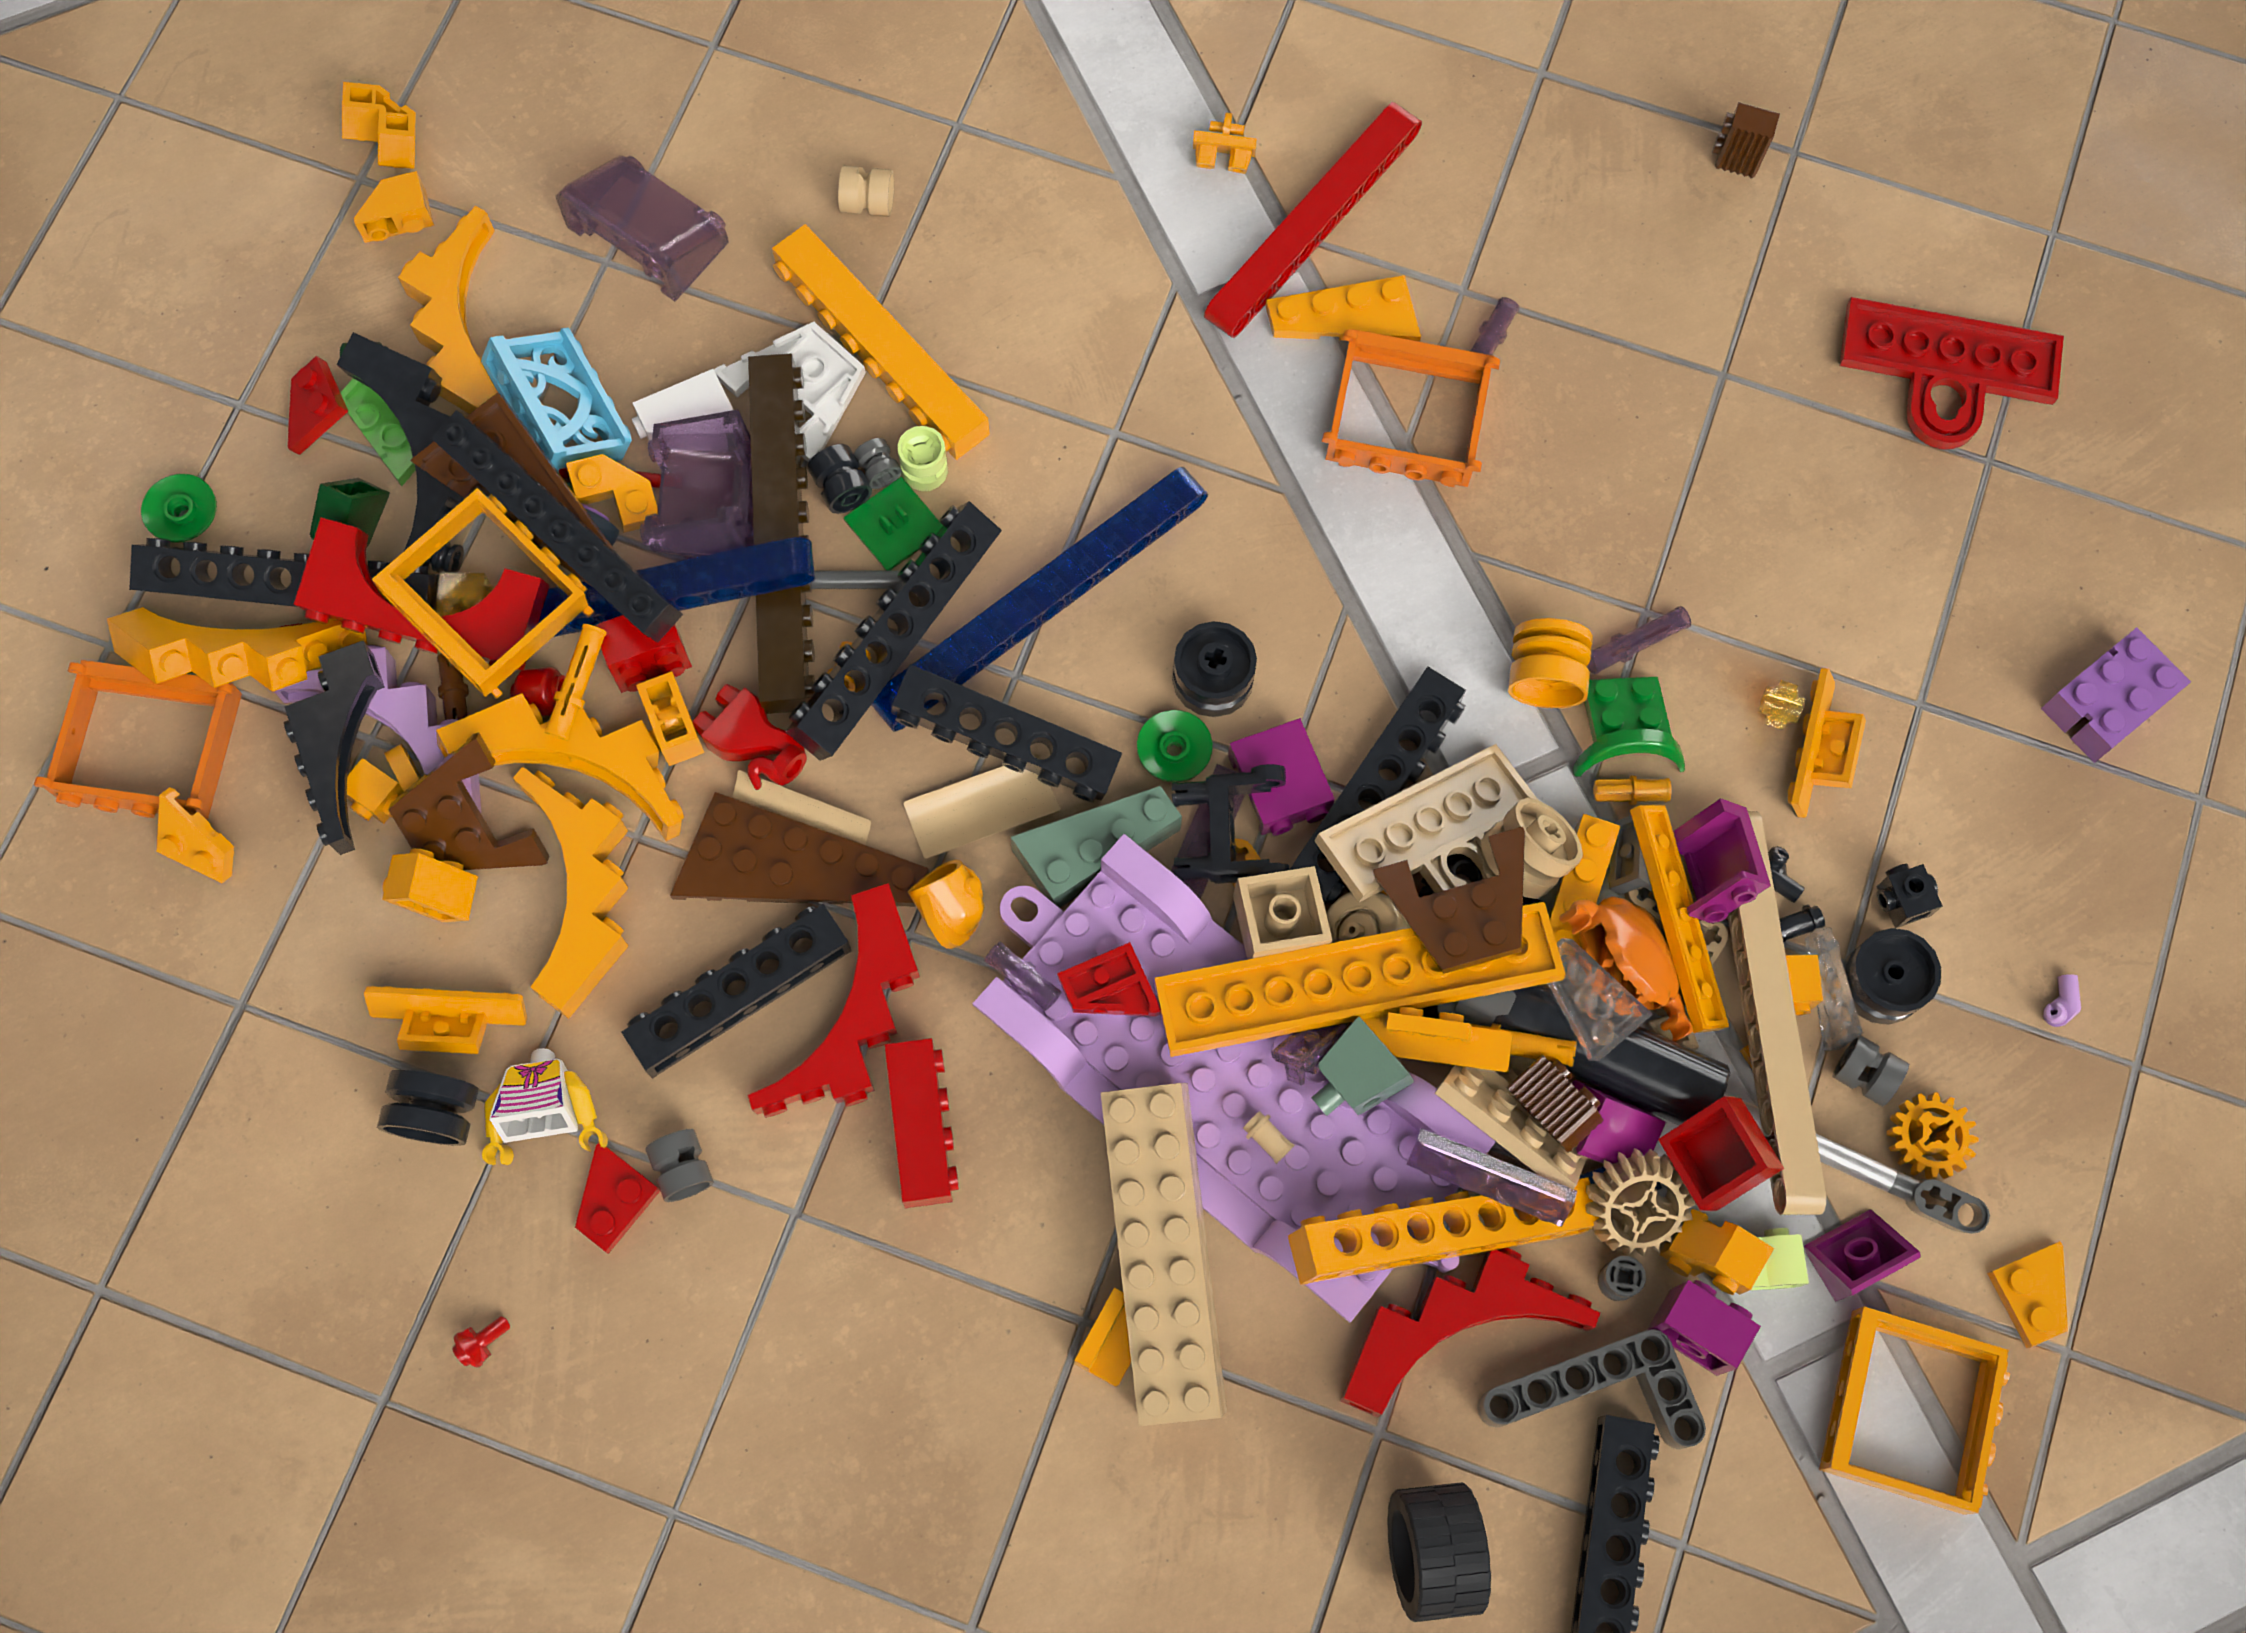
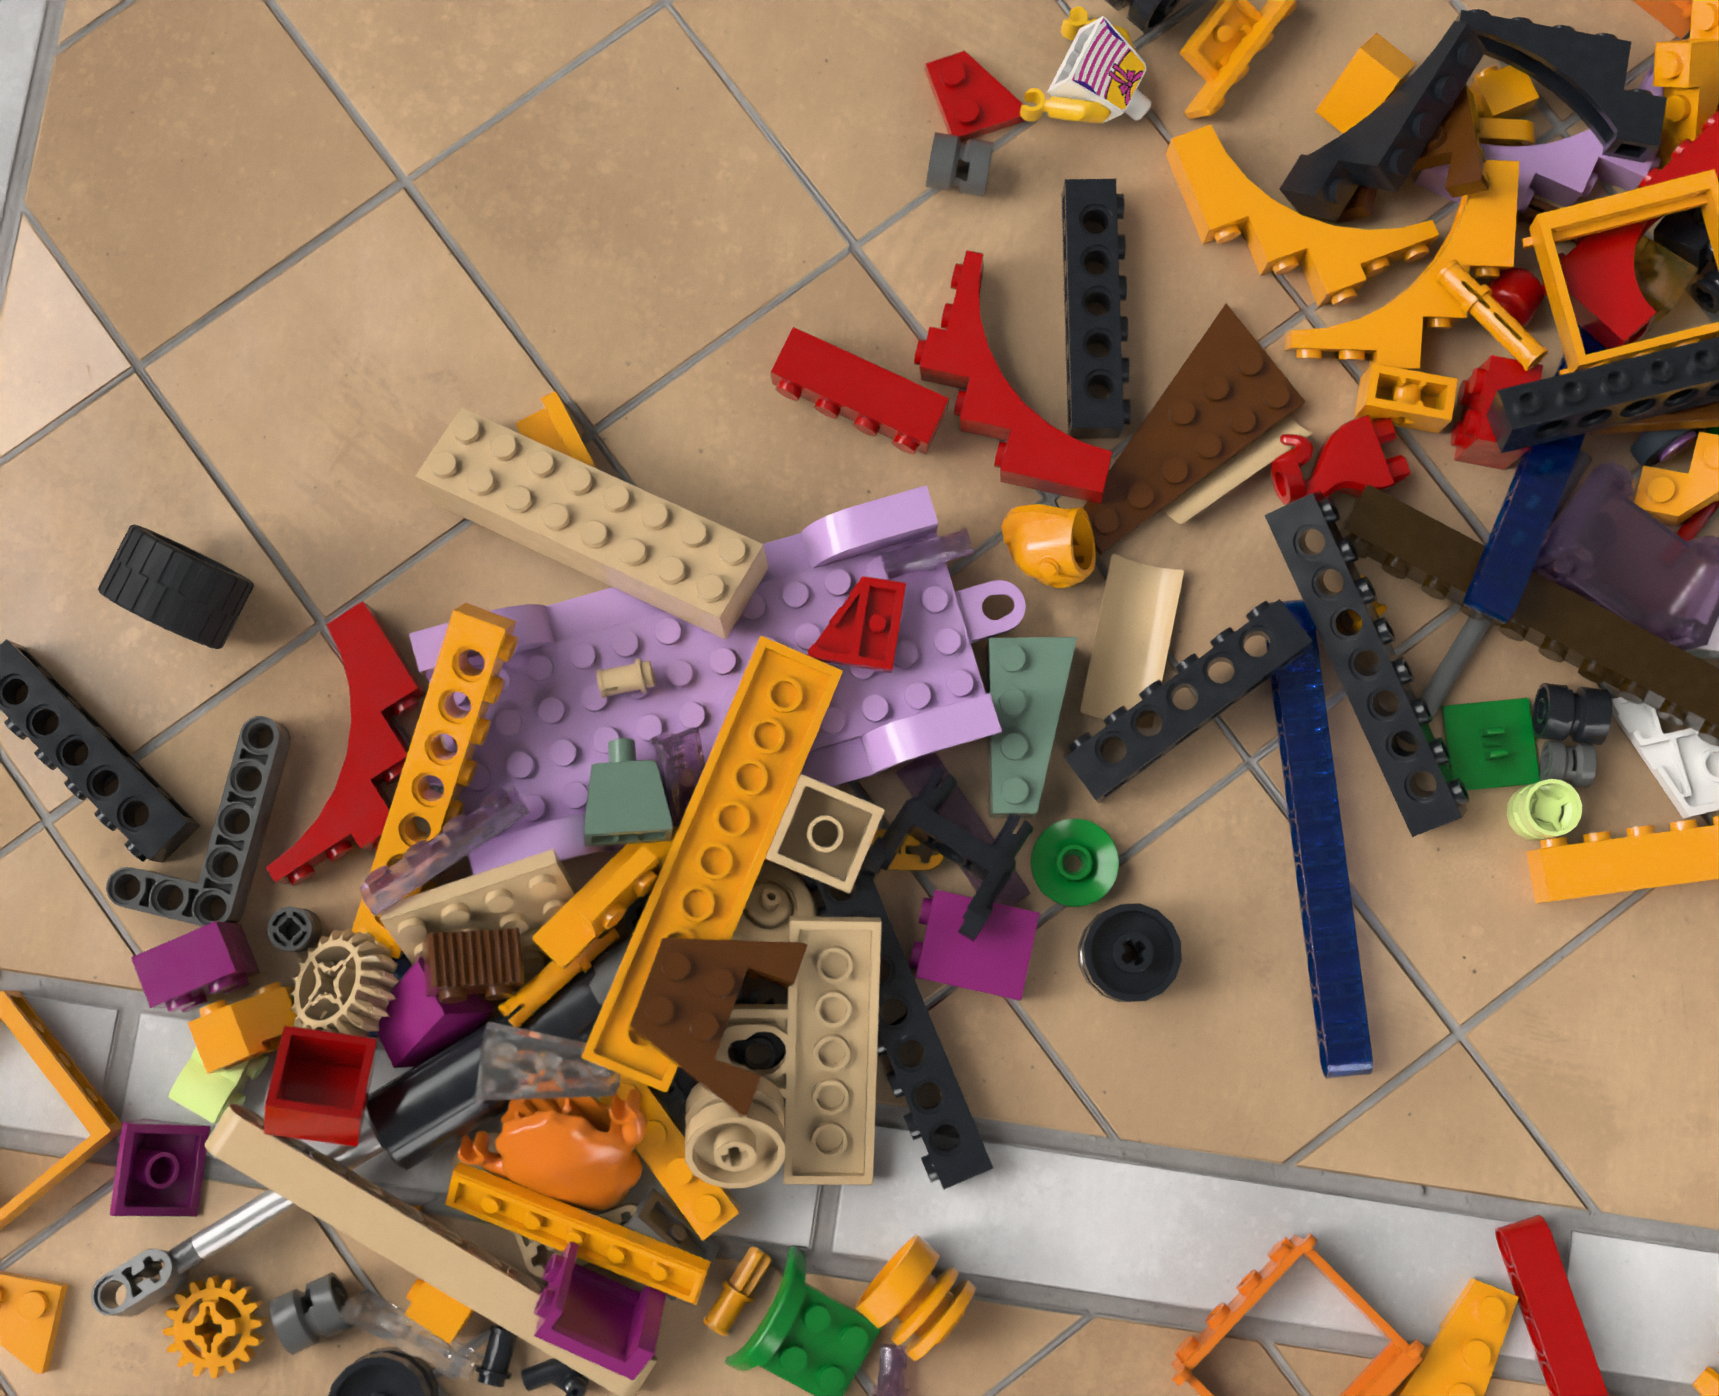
camera: 125 degrees right, 10 degrees up
(471, 837) = (1390, 139): none -> black arch

